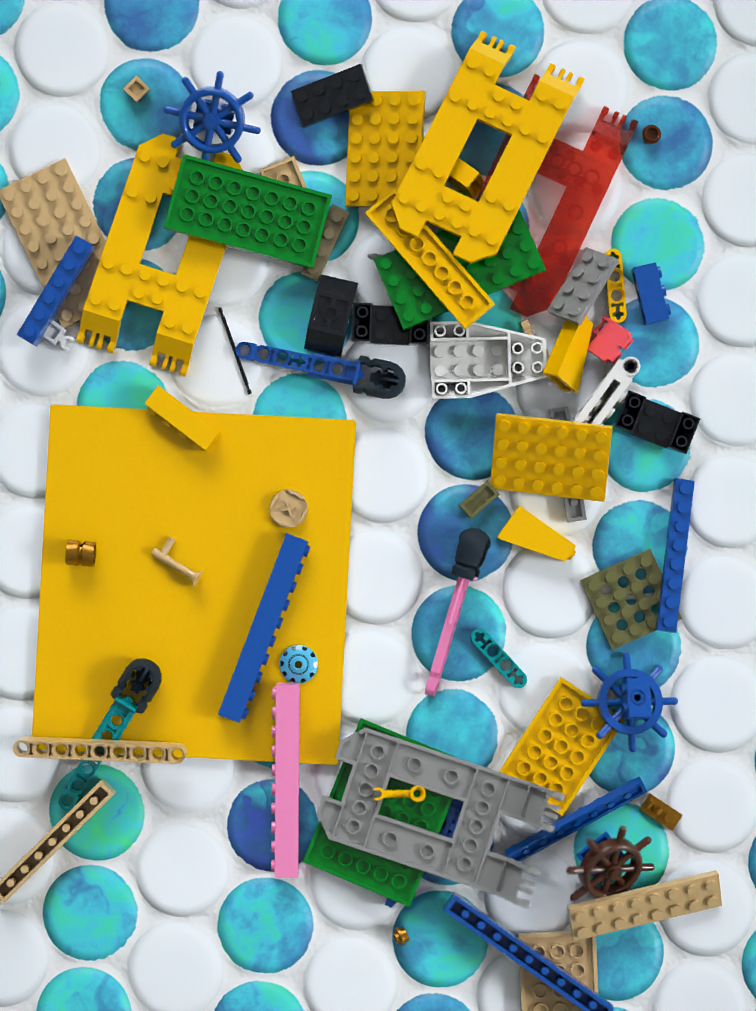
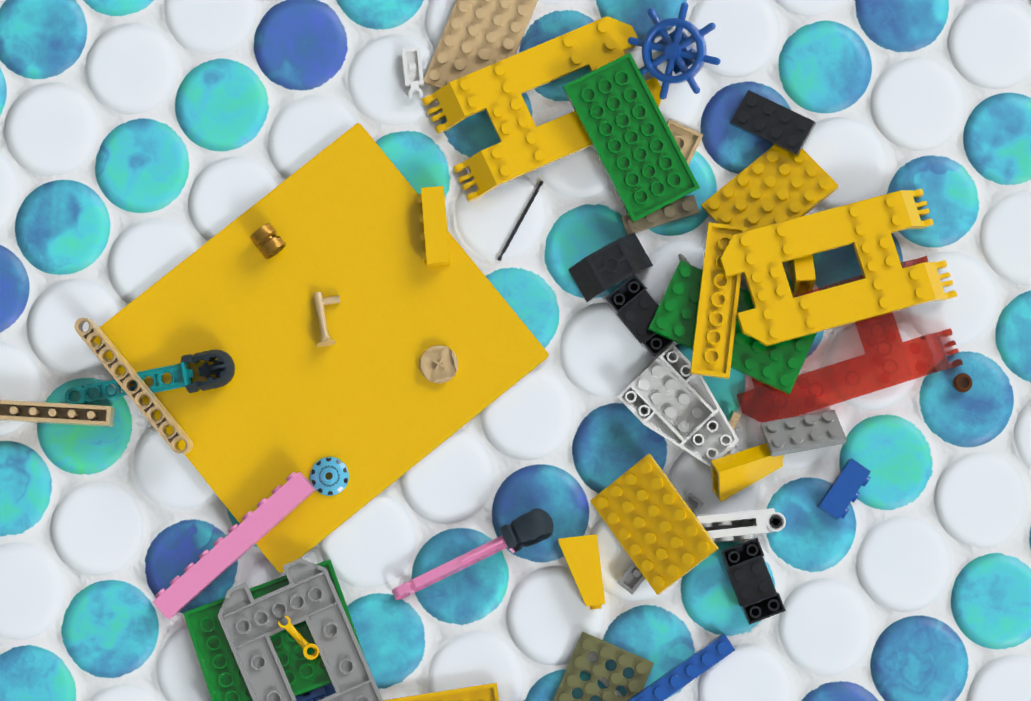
camera: 45 degrees right, 5 degrees down
(56, 291) = (445, 51): blue brick -> none
(263, 628) = (332, 425): blue brick -> none
(351, 369) = (581, 320): blue piece -> none
(479, 499) = (574, 500): olive plate -> none
(496, 660) = (472, 623): teal beam -> none
(609, 341) = (780, 490): coral plate -> none
(618, 286) = (828, 461): yellow beam -> none

